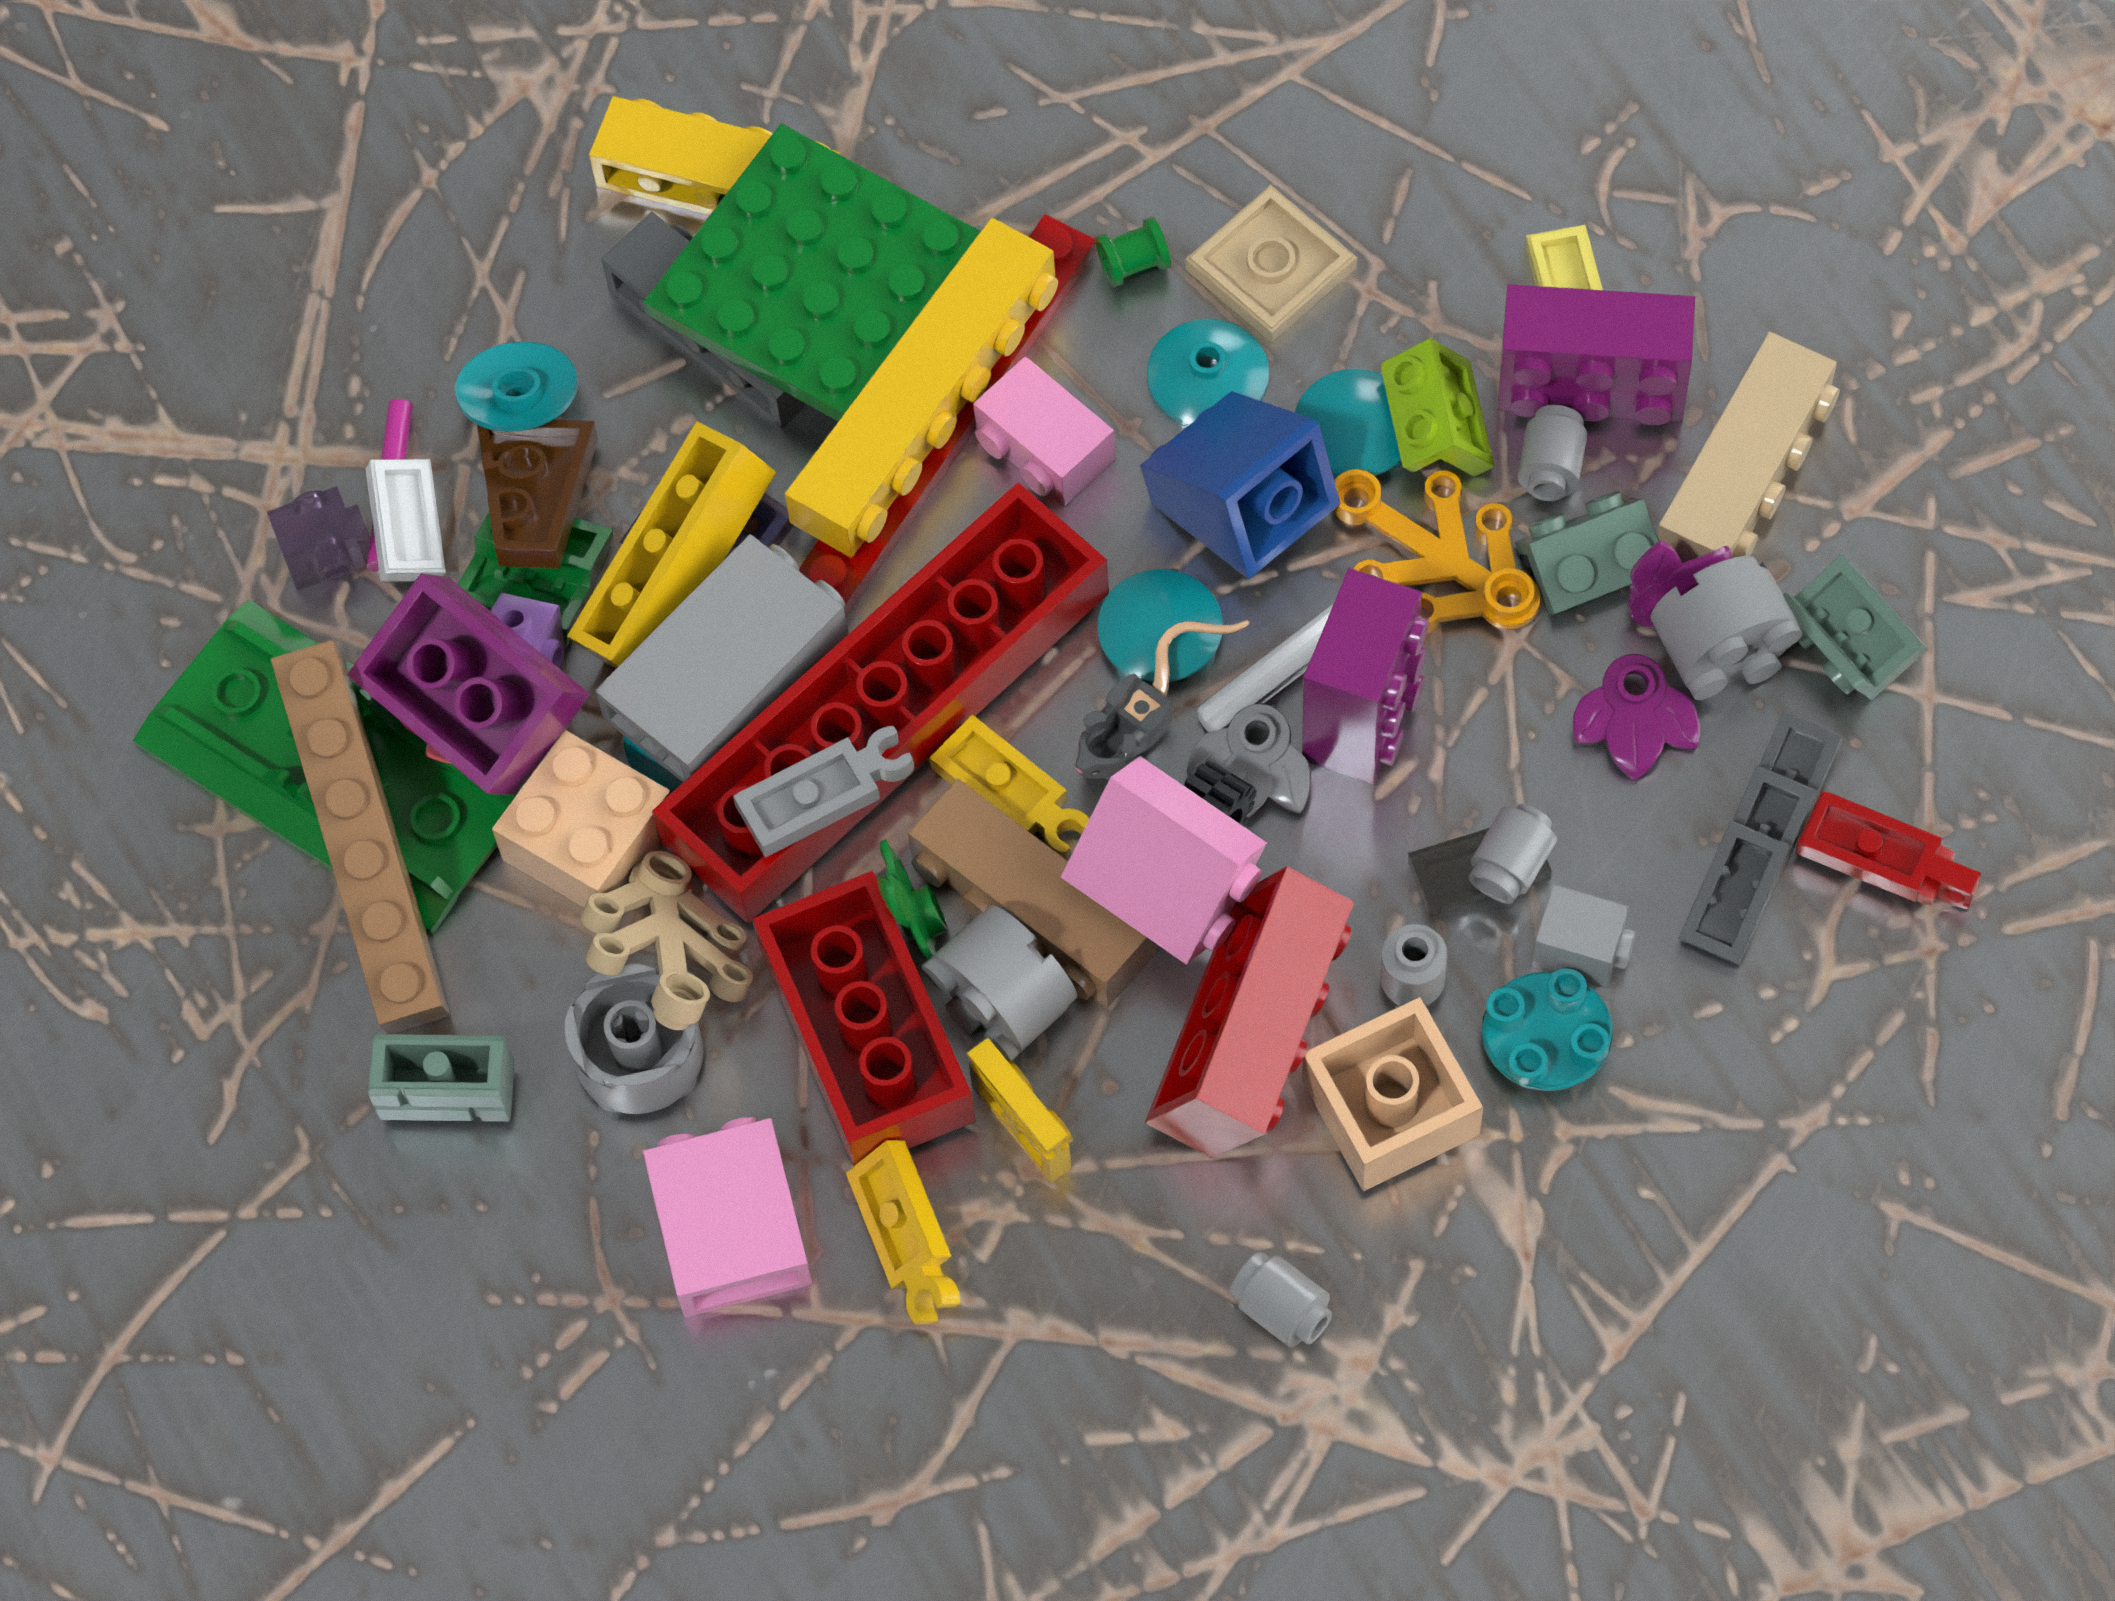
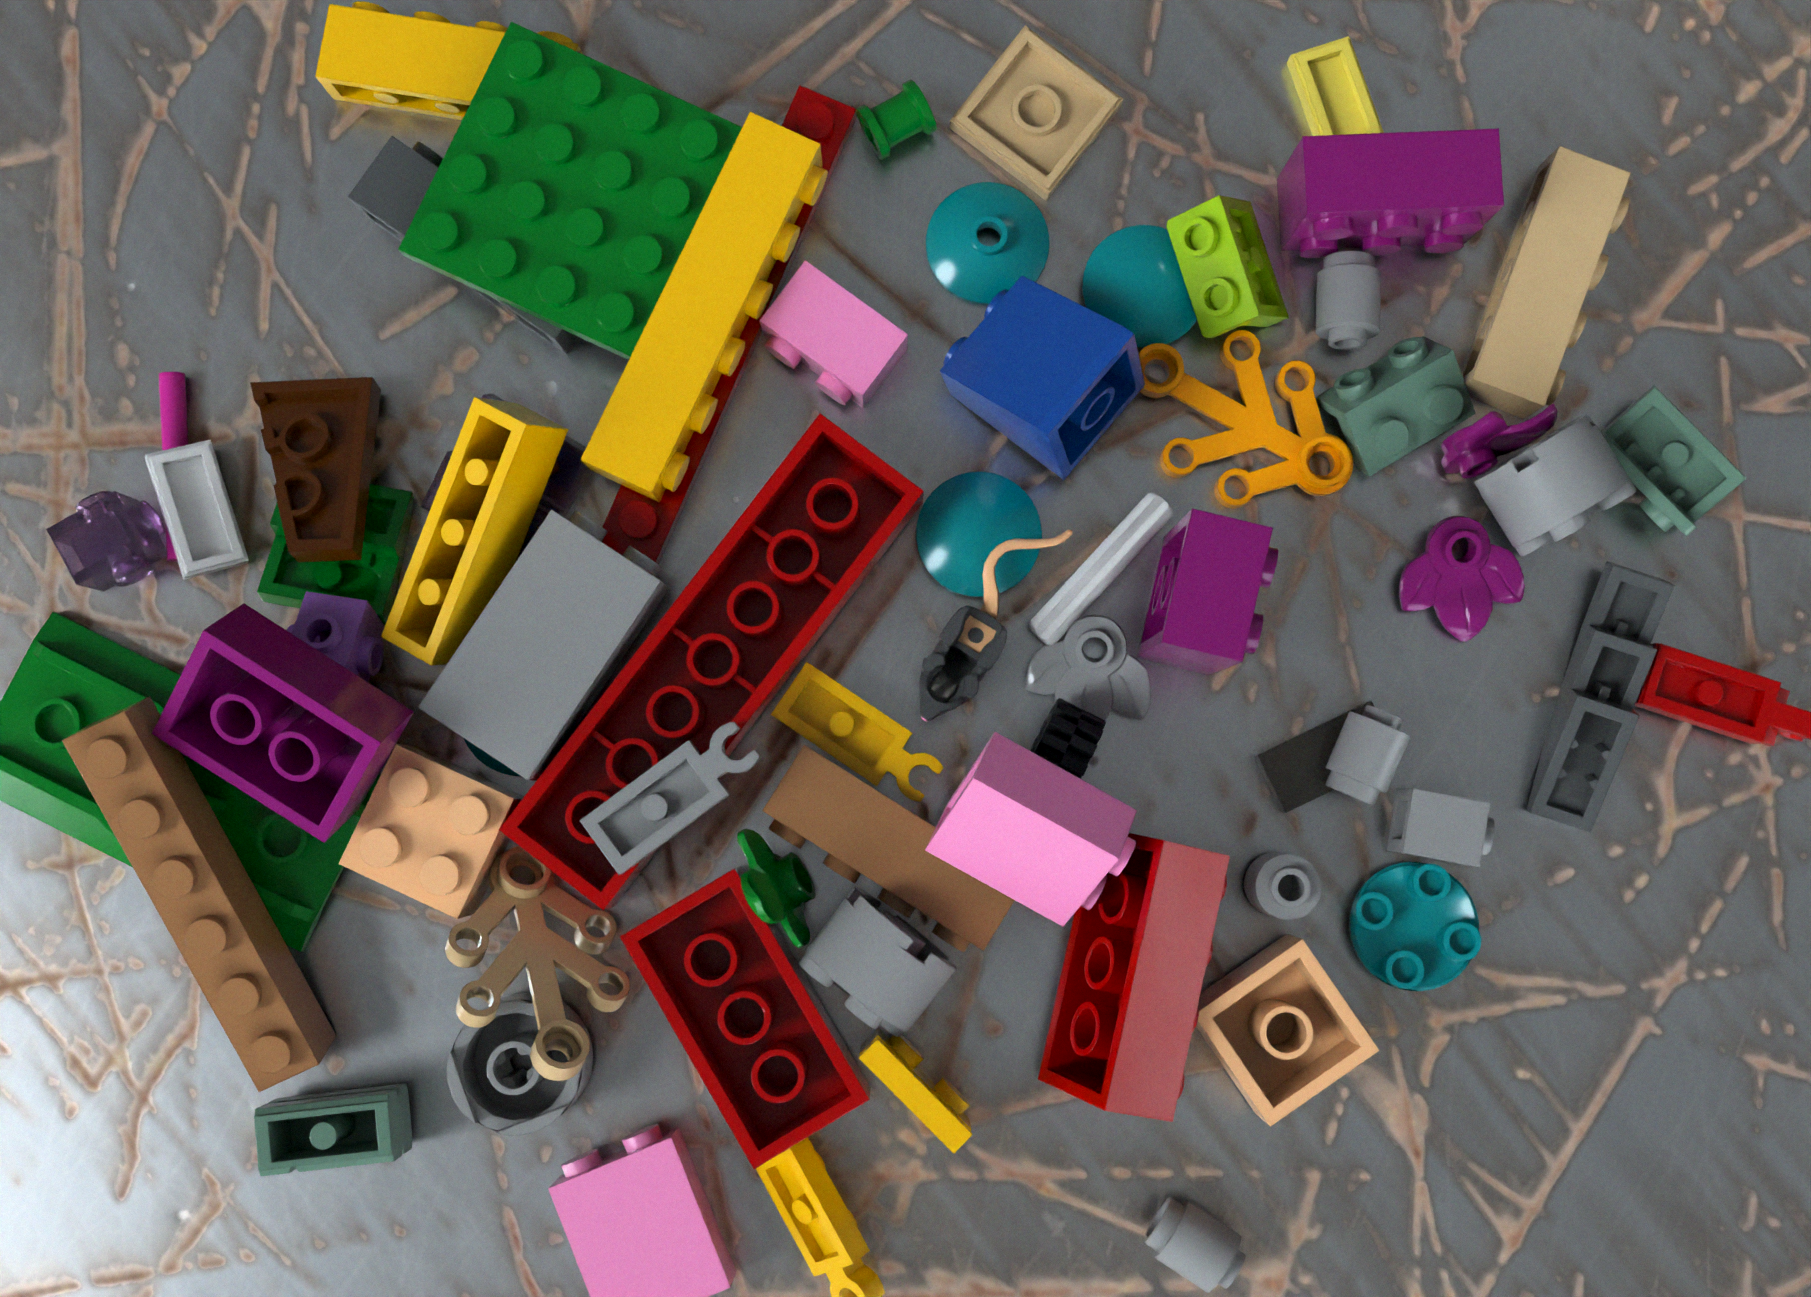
camera: 15 degrees left, 20 degrees up
(516, 386) = (271, 332): teal dish -> none

